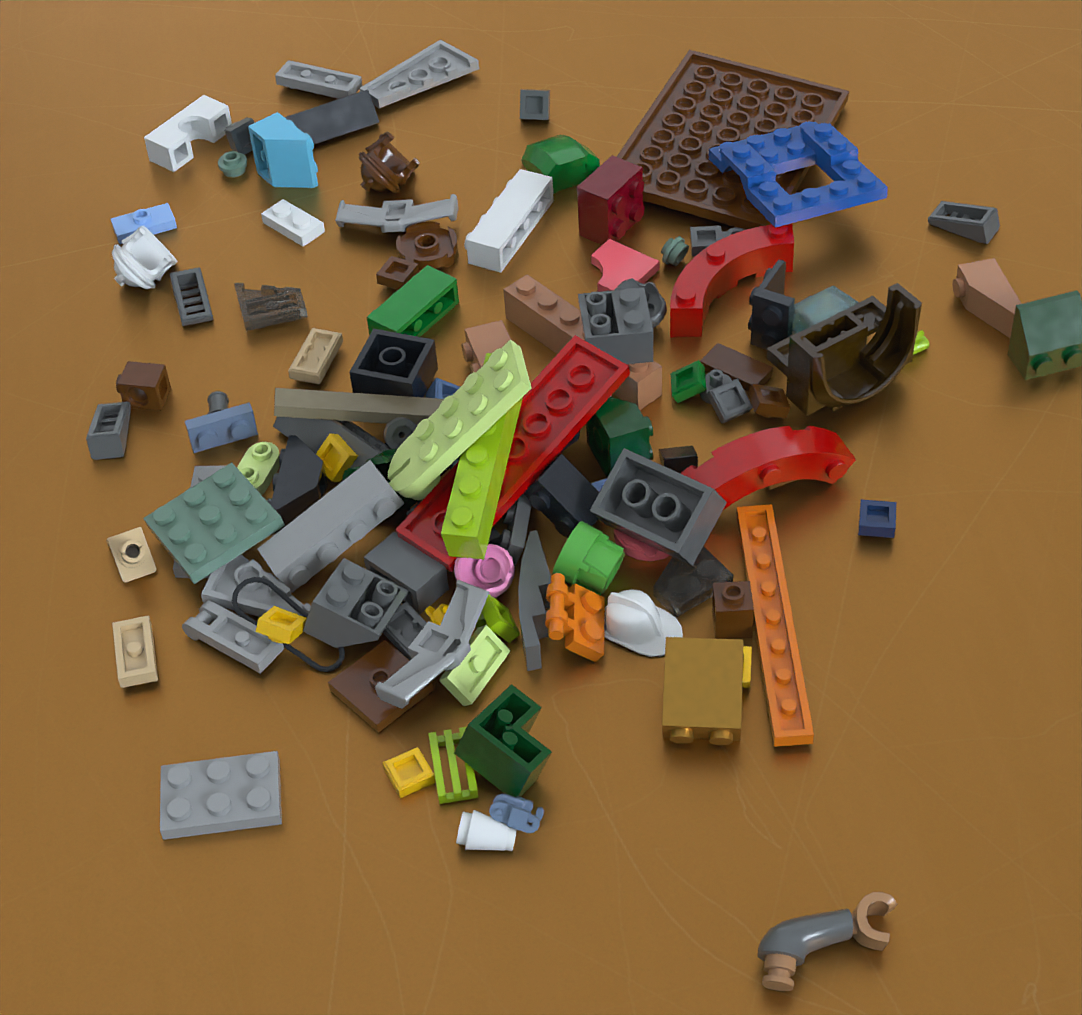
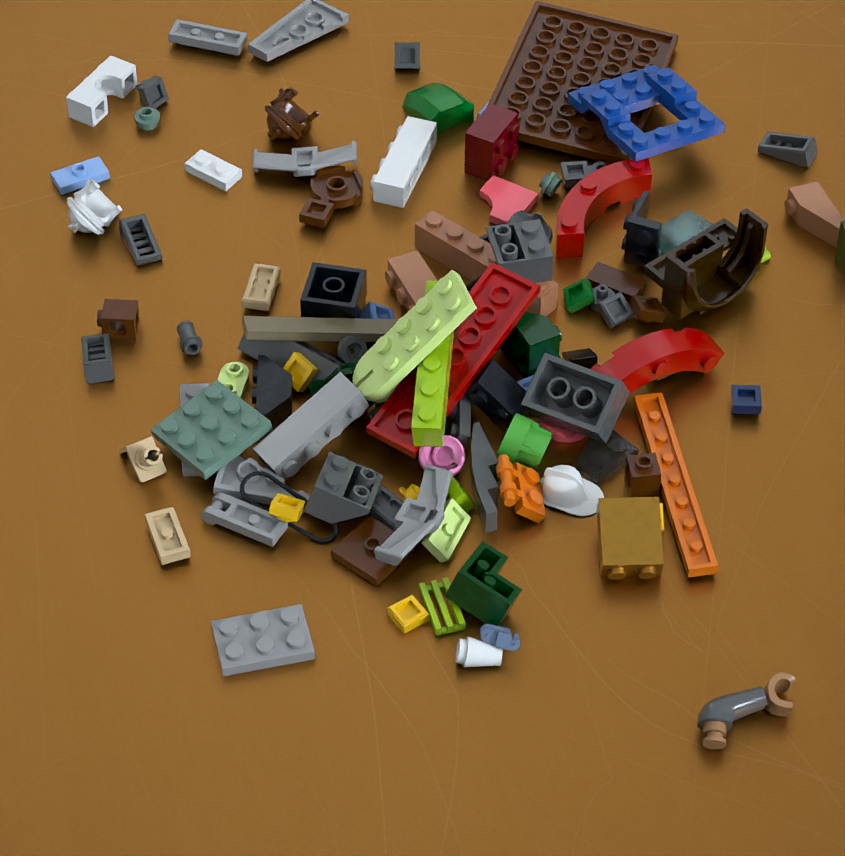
camera: 10 degrees left, 0 degrees up
(221, 427) = (195, 351): sand blue plate -> none
(269, 305) = (211, 244): clear smoke wing -> none
(283, 153) = (196, 108): medium azure slope -> none
(337, 117) = (217, 79): black brick -> none
(410, 569) = (380, 457): dark grey brick -> none
(416, 304) = (338, 239): green brick -> none

